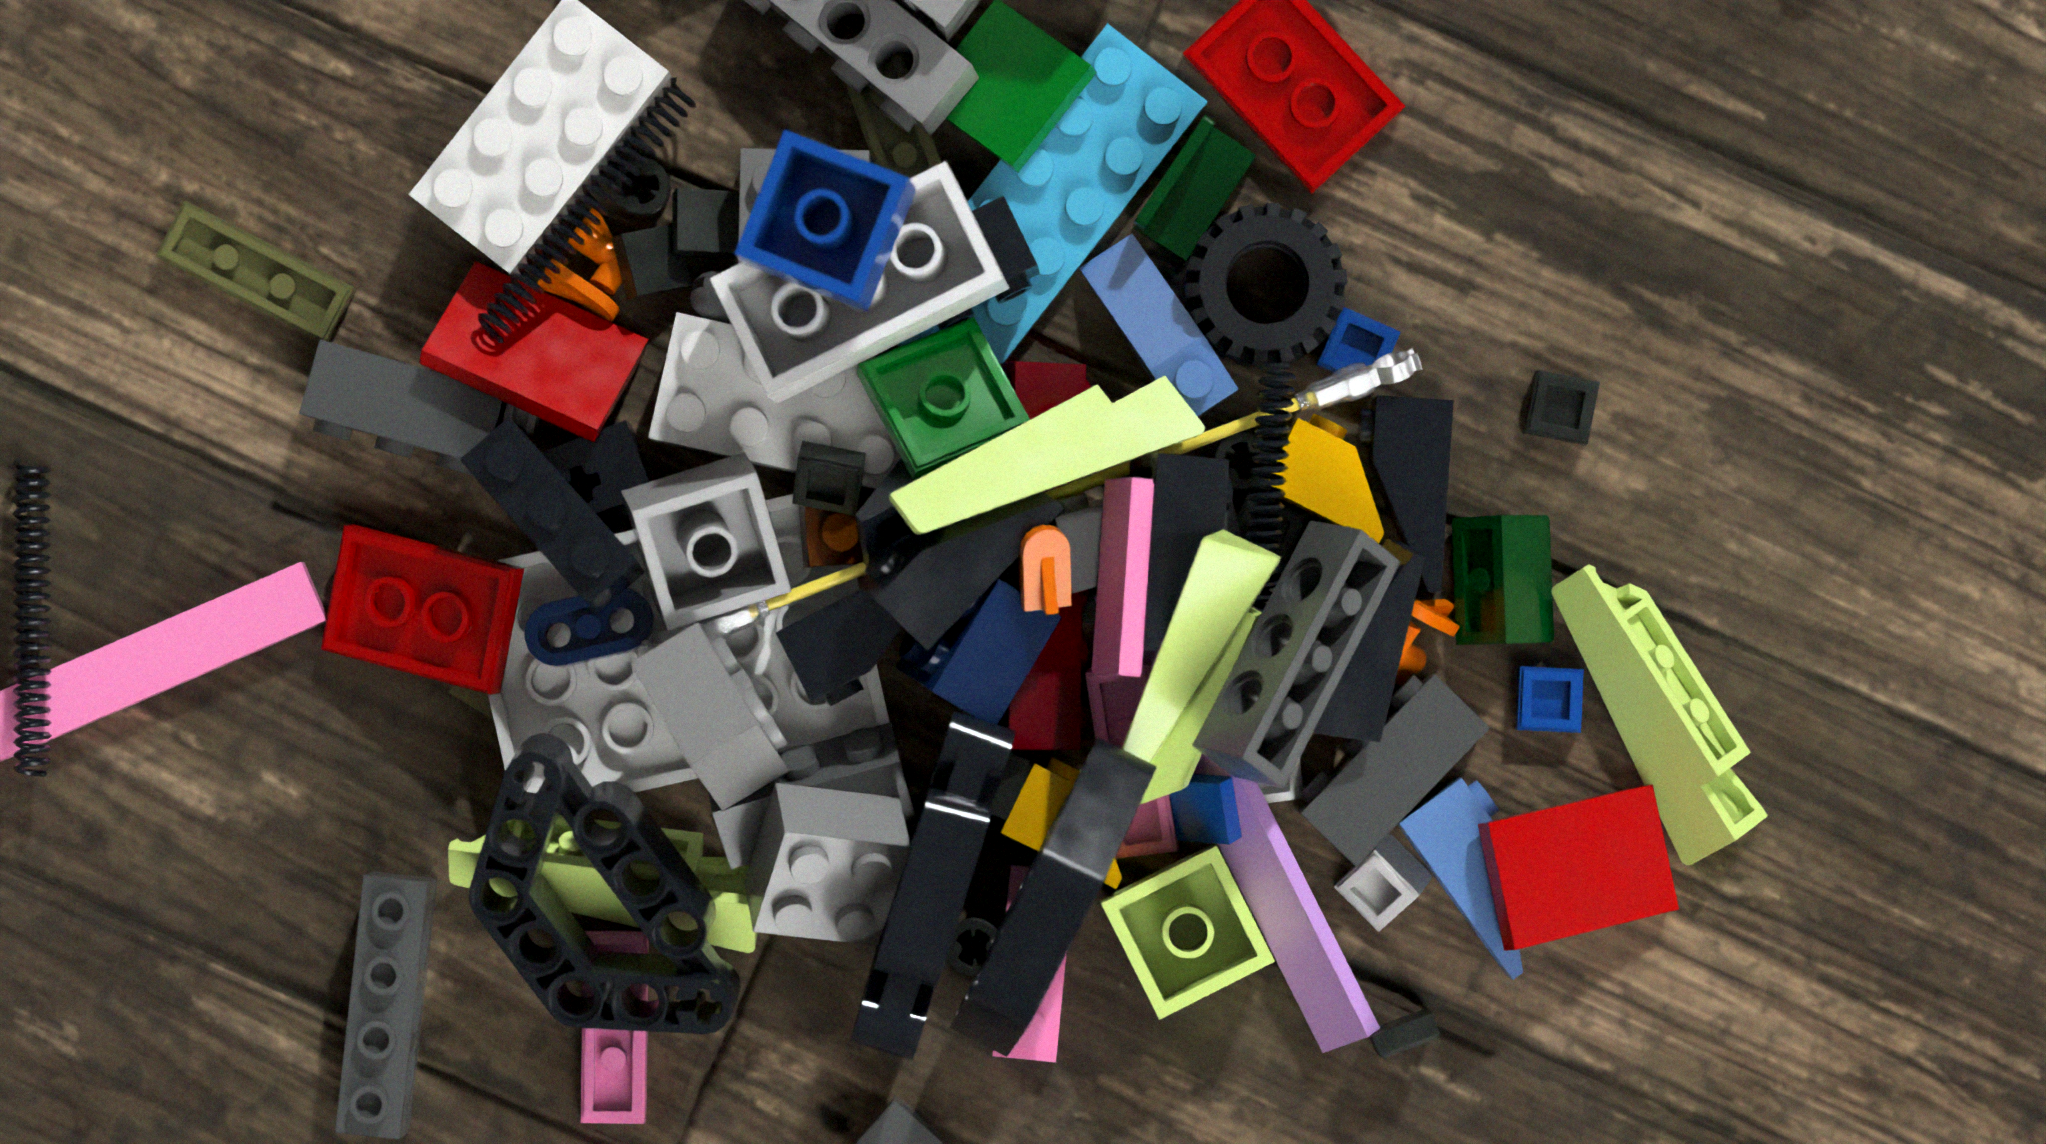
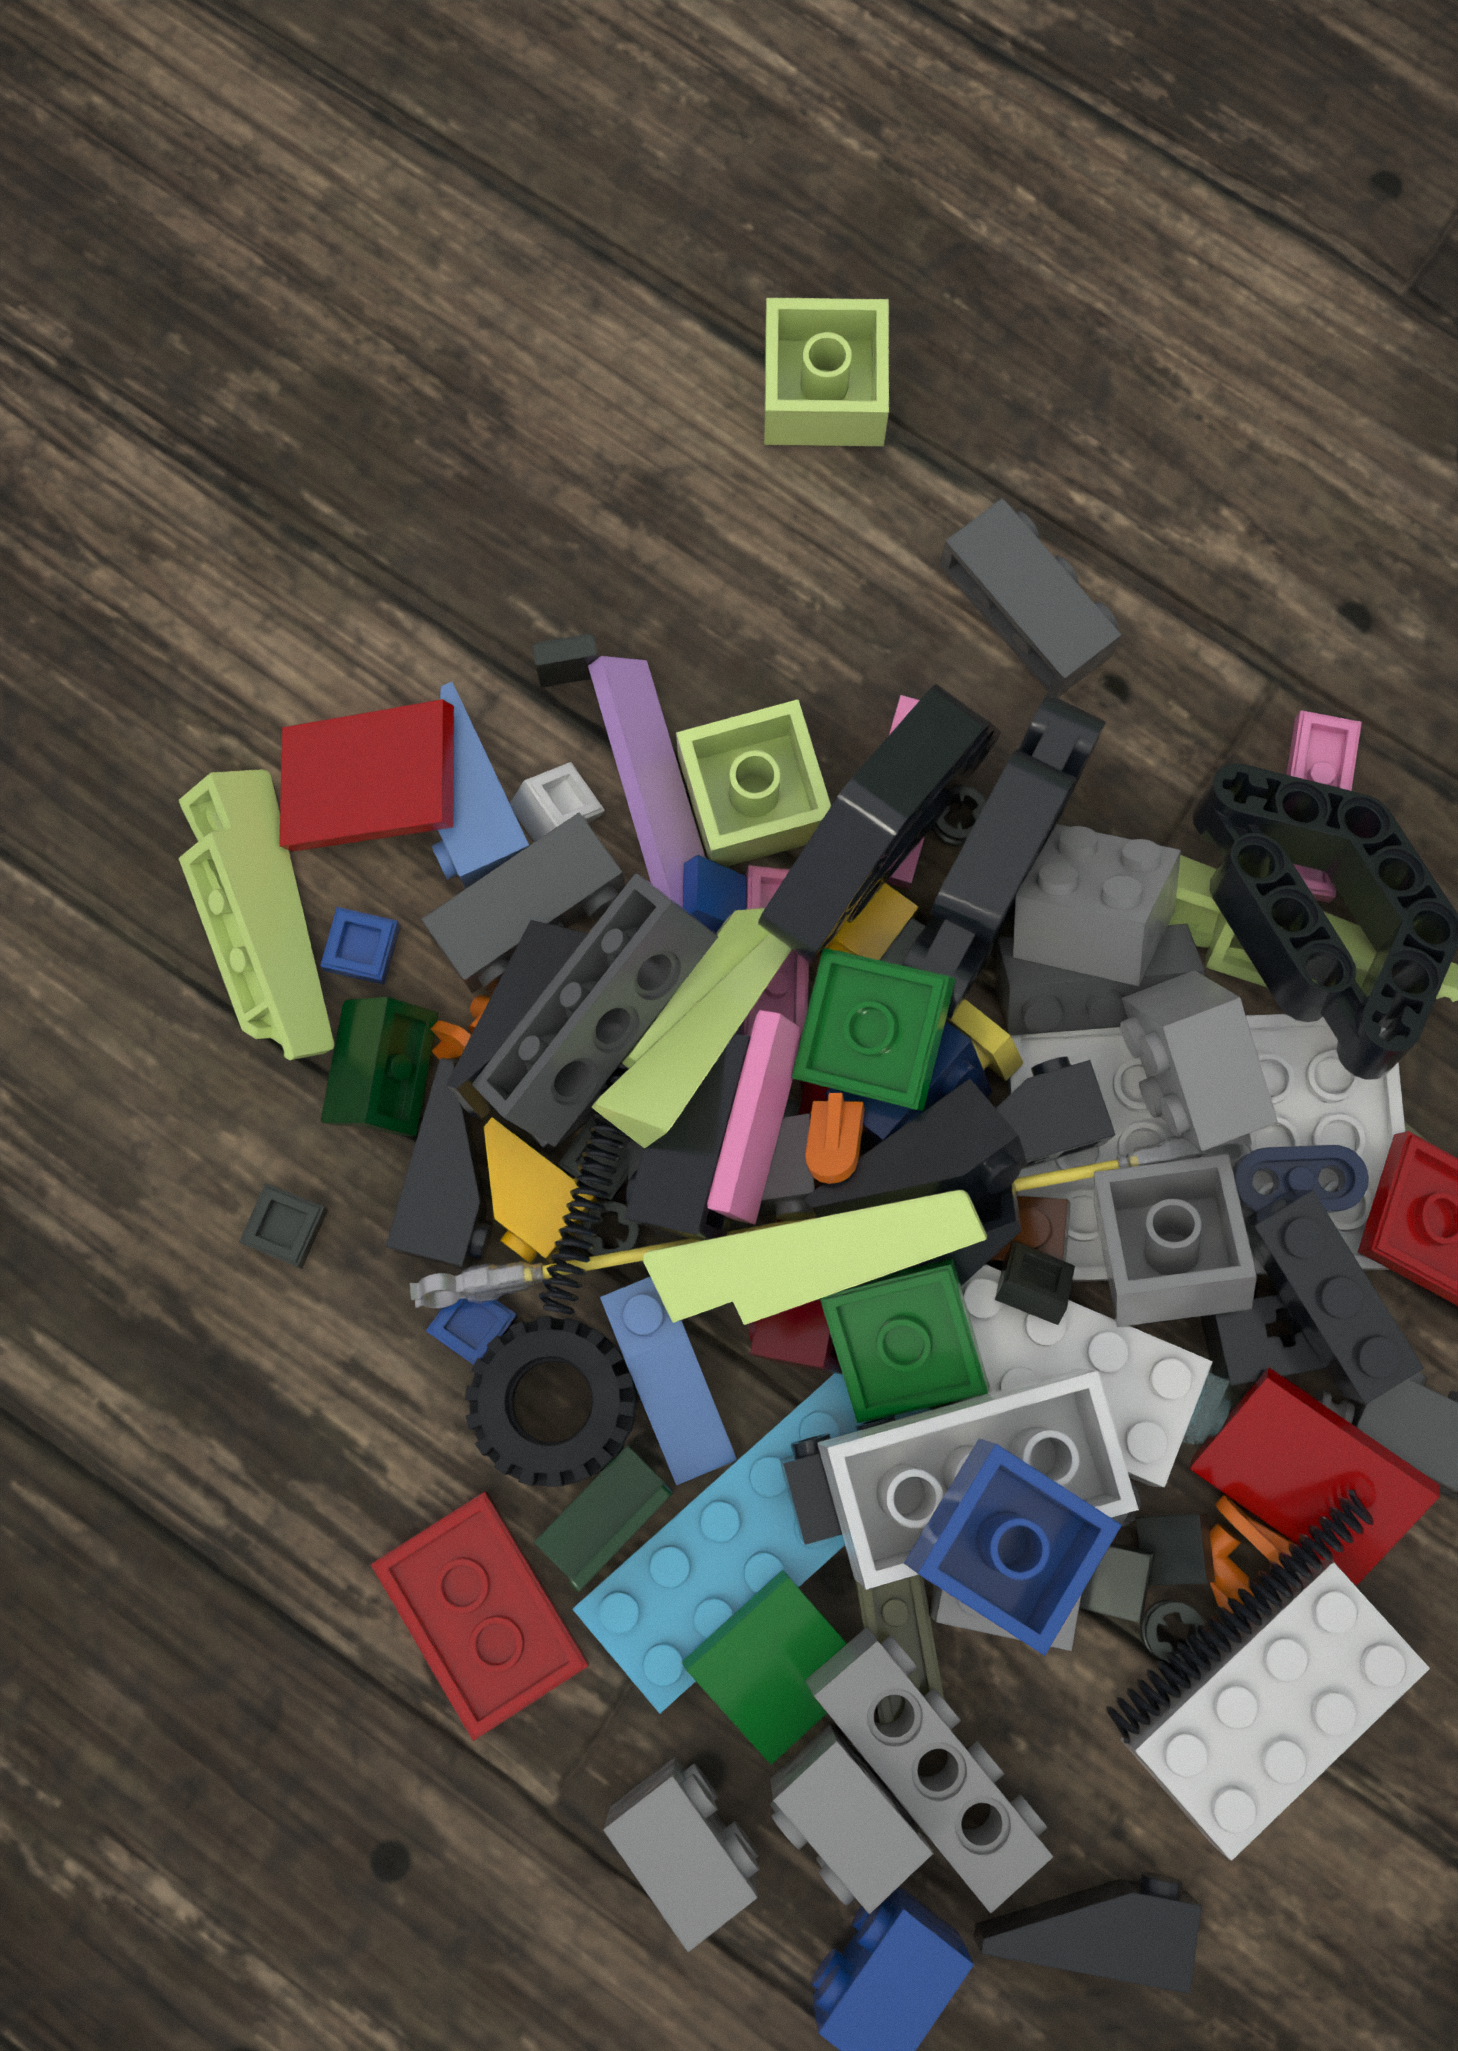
camera: 170 degrees left, 10 degrees down
(641, 395) = (1209, 1411): none -> clear light blue plate
(914, 706) = (990, 1041): none -> light yellow plate
(1027, 683) = (873, 1028): none -> green tile

